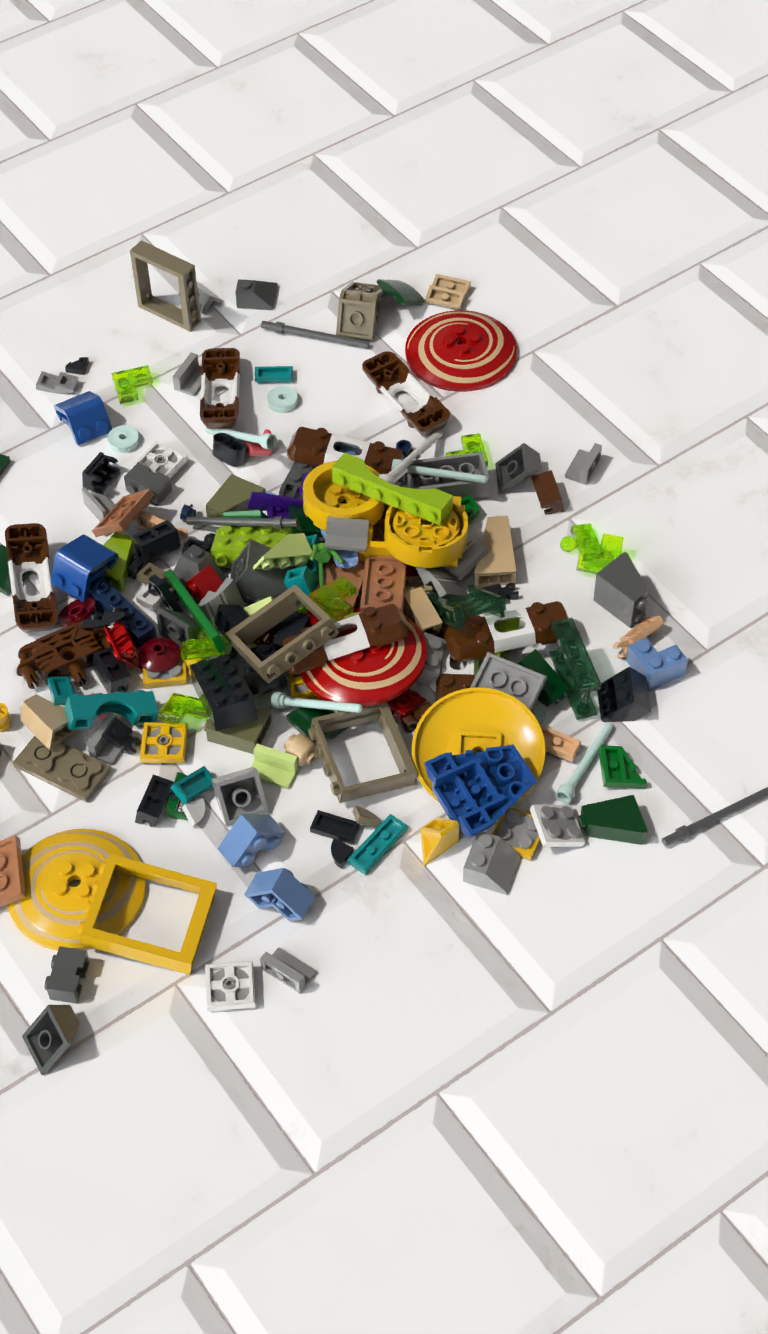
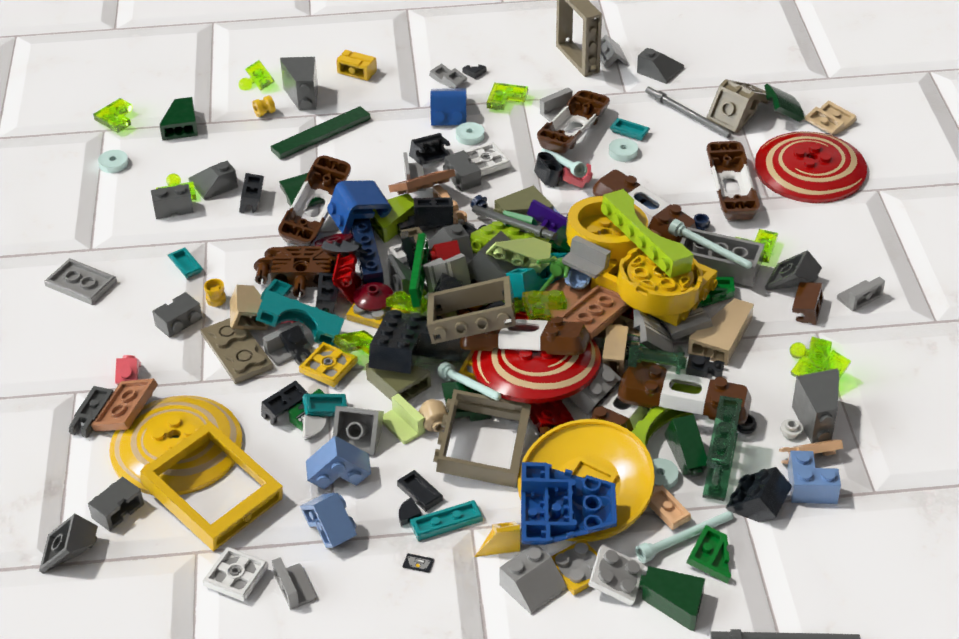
camera: 30 degrees right, 10 degrees down
(365, 817) = (450, 493): dark tan tile -> none
(380, 895) = (418, 563): none -> black sticker
(396, 473) = (674, 226): white bar -> none
(510, 678) = (655, 432): light grey tile -> none
(608, 622) = (791, 428): none -> white plate

